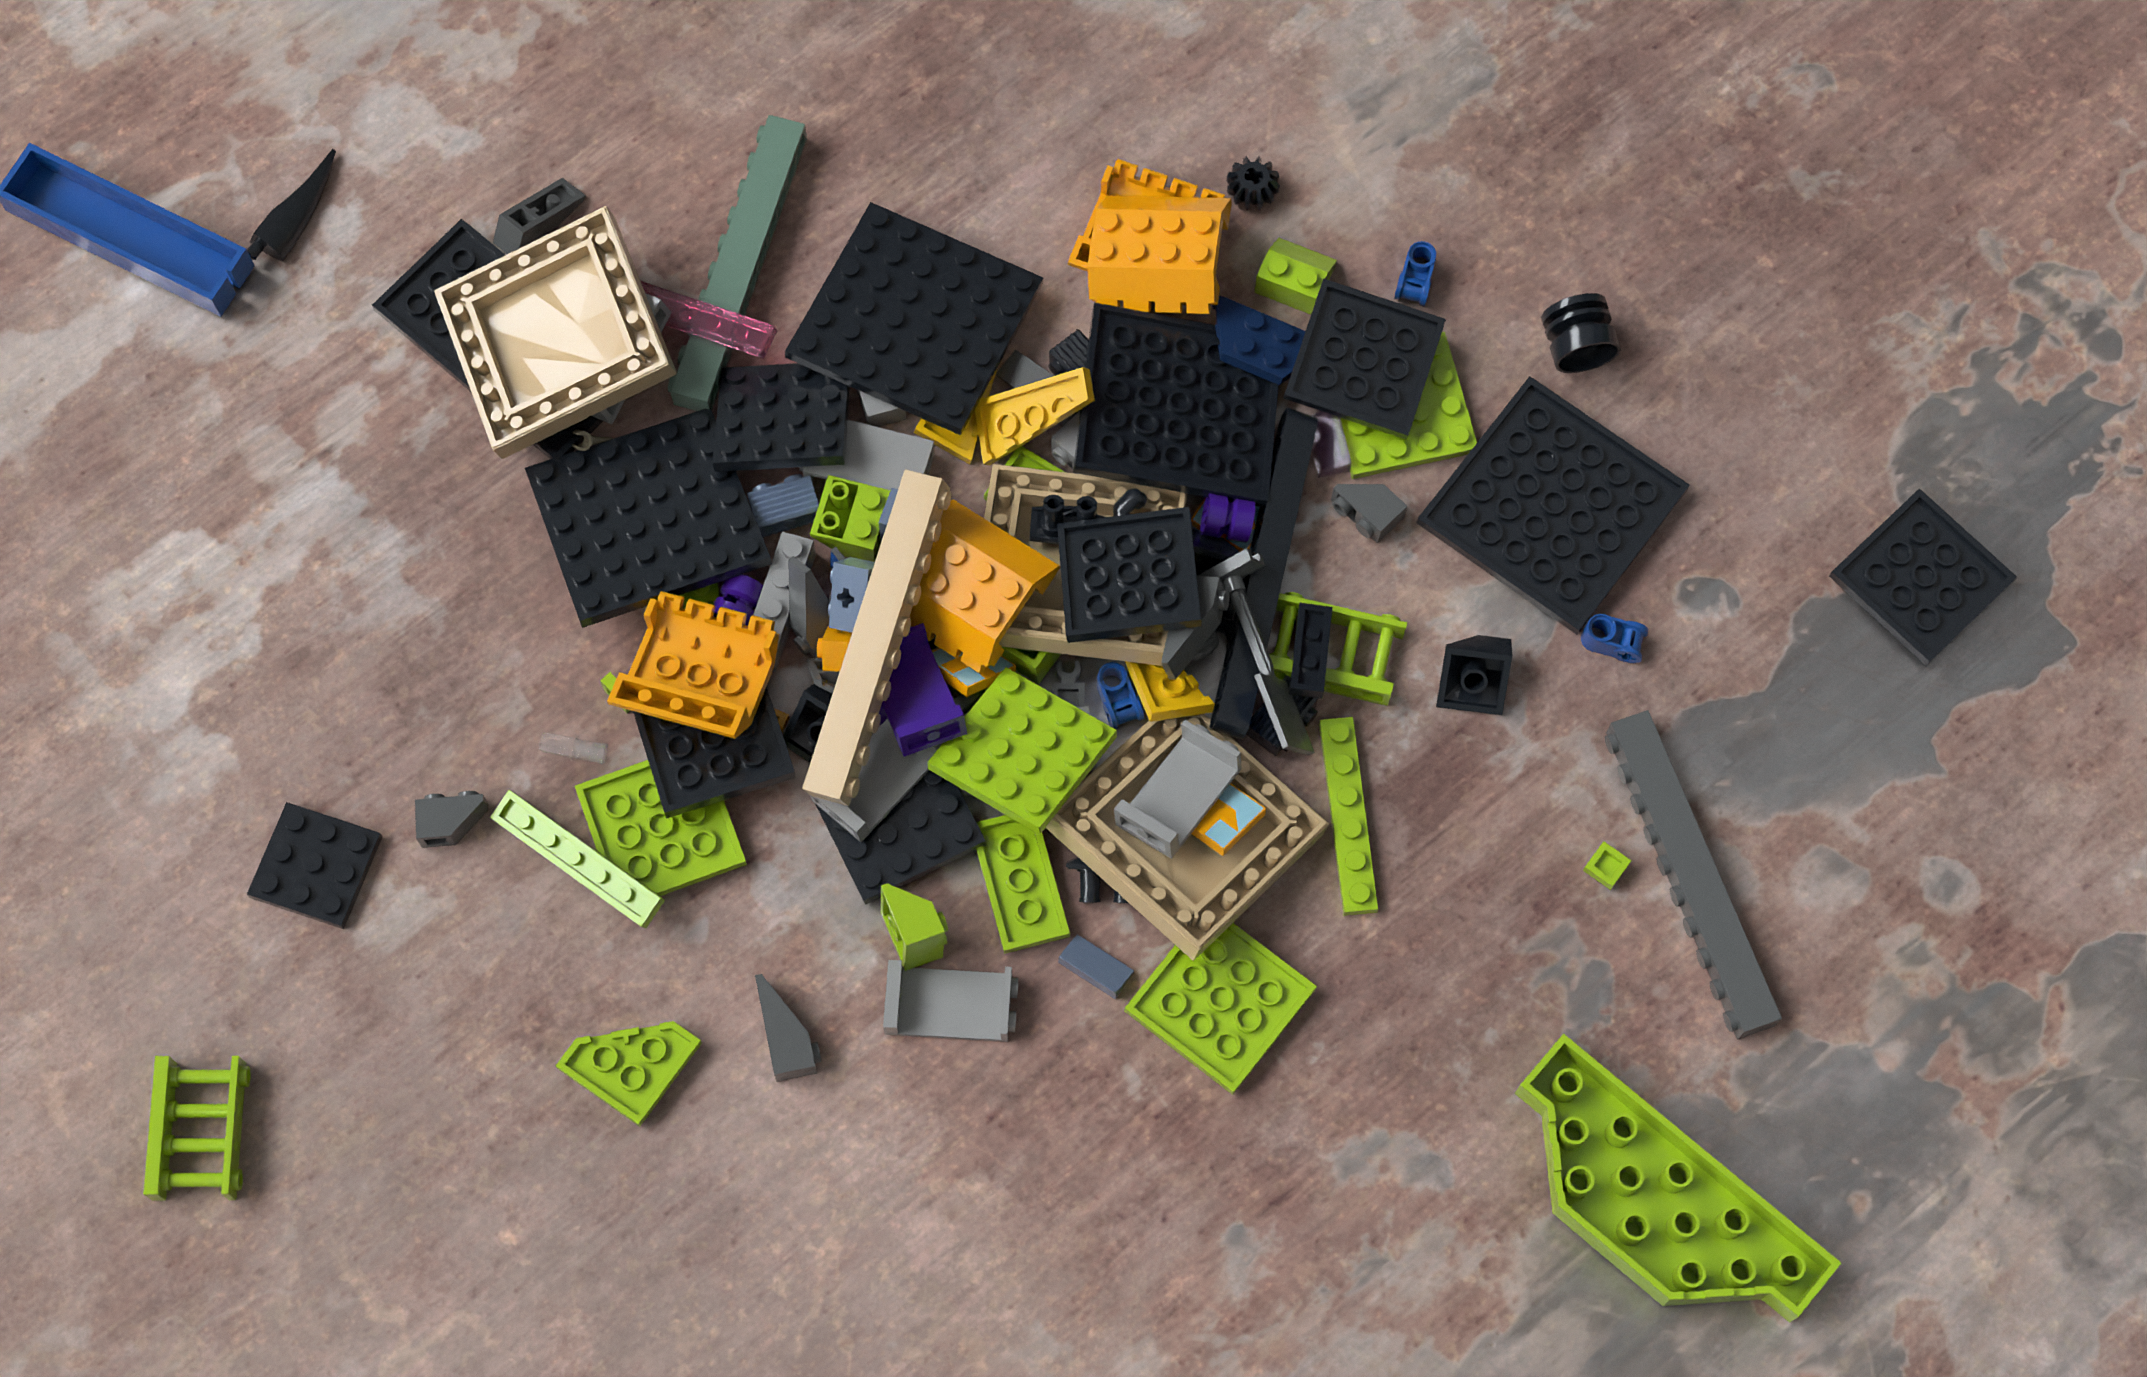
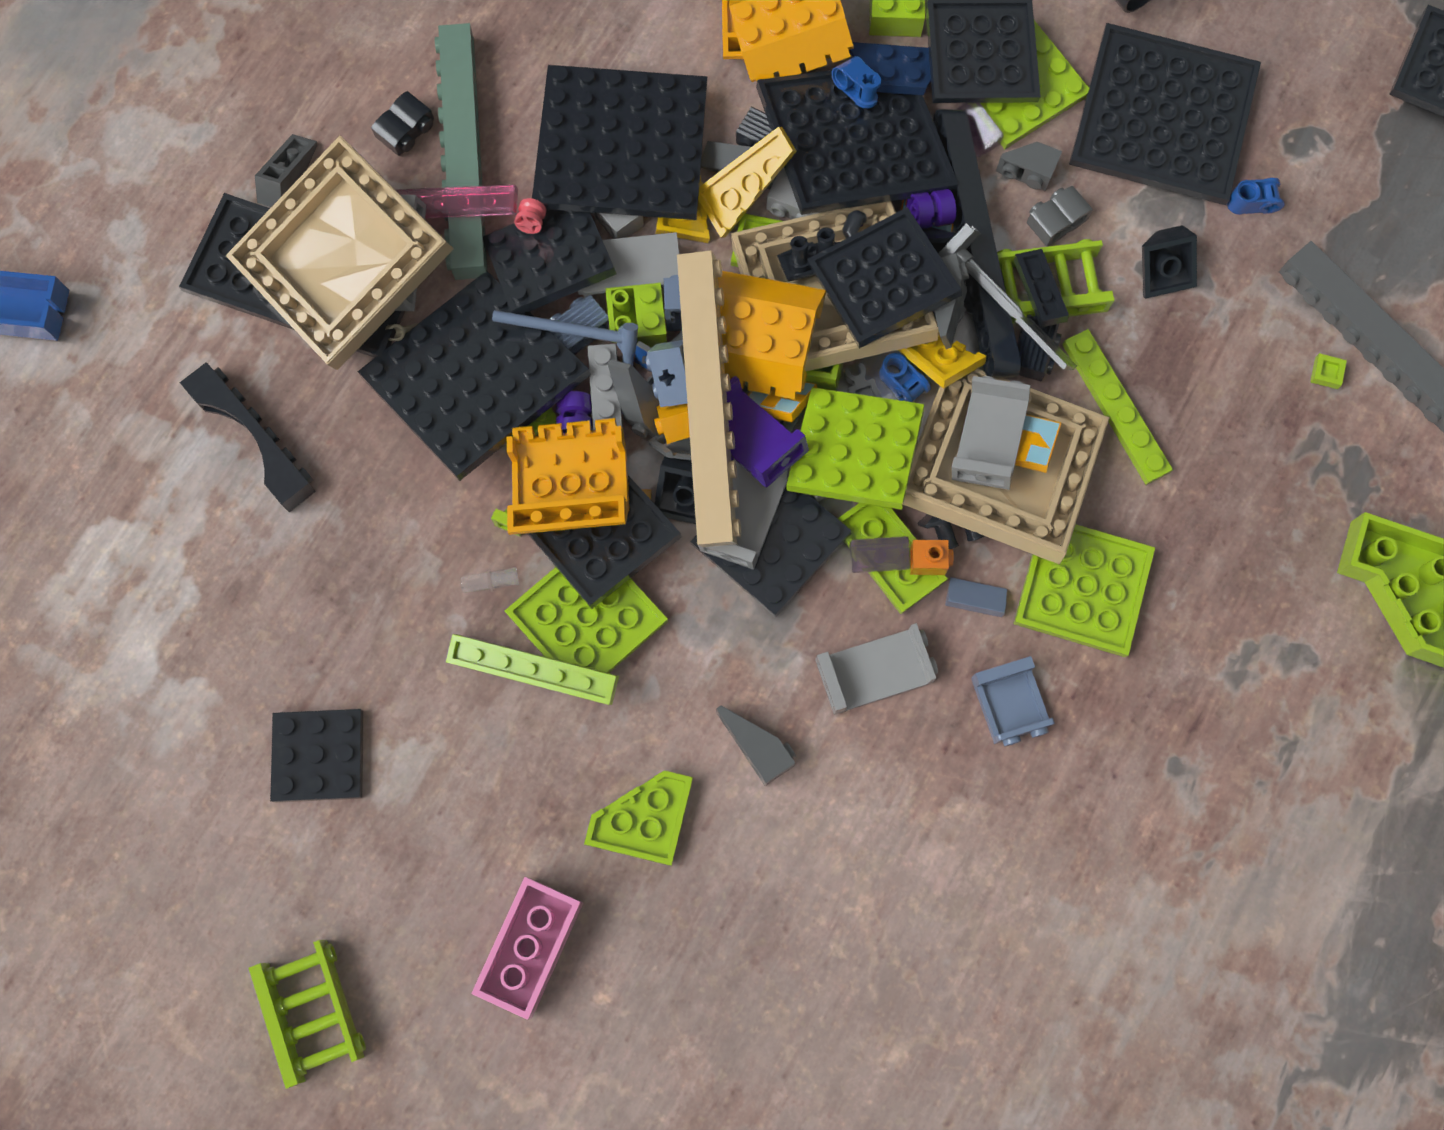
camera: 20 degrees left, 5 degrees up
(288, 220) = (82, 243): black piece -> none
(397, 553) = (280, 475): none -> black arch
(447, 819) = (410, 677): dark grey slope -> none
(451, 1149) = (527, 948): none -> bright pink brick
(687, 210) = (403, 123): none -> black brick
(778, 365) = (530, 216): none -> coral wheel
(824, 536) = (625, 336): none -> sand blue bar
(913, 926) = (824, 620): lime slope -> none
(1004, 877) = (879, 554): none -> slope
(1057, 901) = (930, 557): none -> orange brick
(1084, 1093) = (1011, 702): none -> sand blue panel
(1205, 345) = (857, 81): none -> blue piece
(1376, 576) = (1059, 215): none -> dark grey brick

